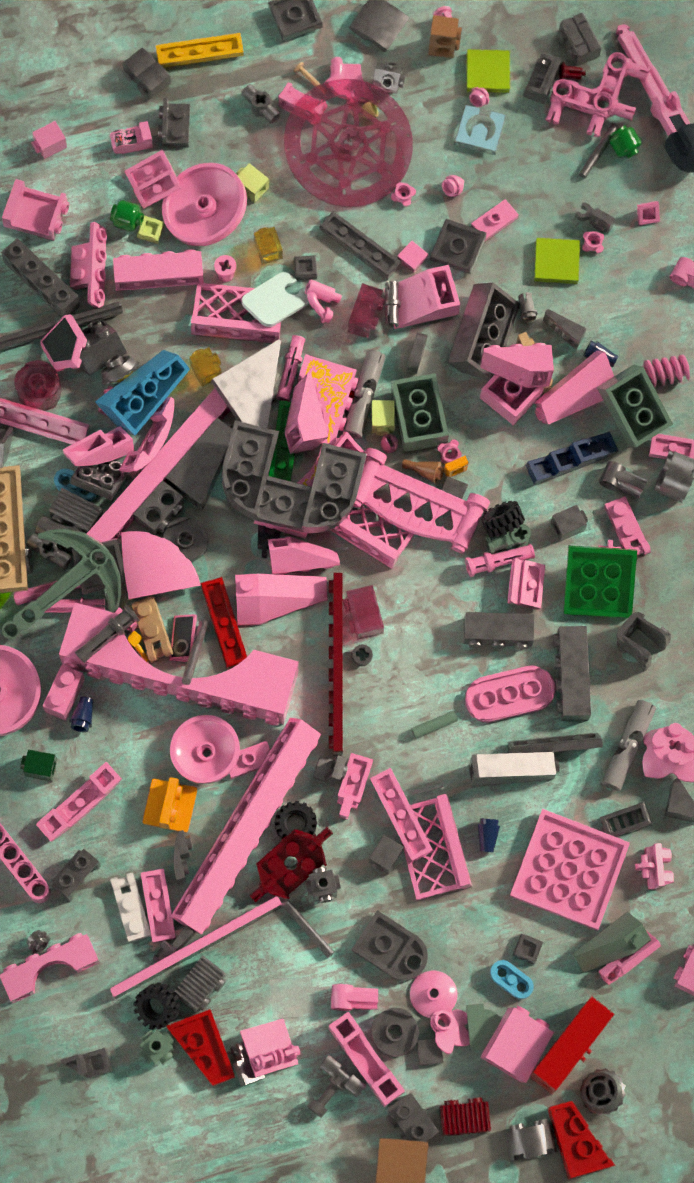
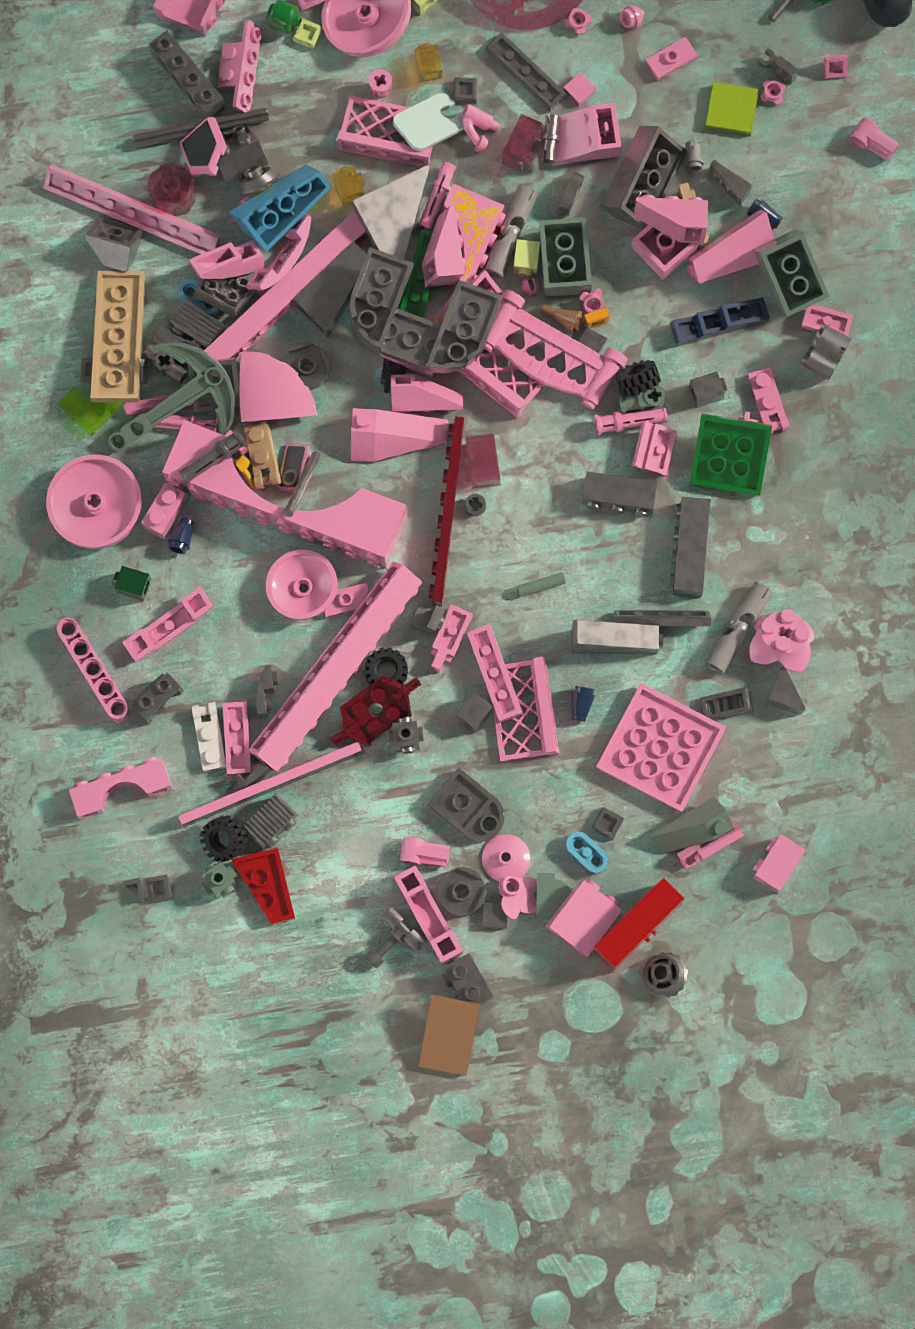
camera: 15 degrees right, 5 degrees up
(37, 941) = (111, 760): flat silver plate -> none
(154, 506) = (278, 328): flat silver brick -> none
(158, 270) = (310, 78): bright pink brick -> none
(170, 805) = (260, 637): light orange bracket -> none
(224, 622) = (336, 455): red tile -> none
(243, 1066) = (308, 910): flat silver plate -> none
(269, 1047) = (333, 893): bright pink hinge -> none
(307, 928) = (386, 778): flat silver bar -> none
(458, 246) = (629, 83): flat silver tile -> none
(464, 1118) = (521, 985): dark red brick -> none
(510, 694) = (623, 561): bright pink tile -> none
(530, 1141) = (586, 1015): flat silver cylinder -> none
(577, 1144) = (631, 1022): red wing -> none
(617, 477) = (763, 346): flat silver piece -> none
(652, 866) = (746, 754): bright pink hips -> none
(659, 636) = (754, 506): flat silver piece -> none
(667, 369) = (830, 238): bright pink piece -> none

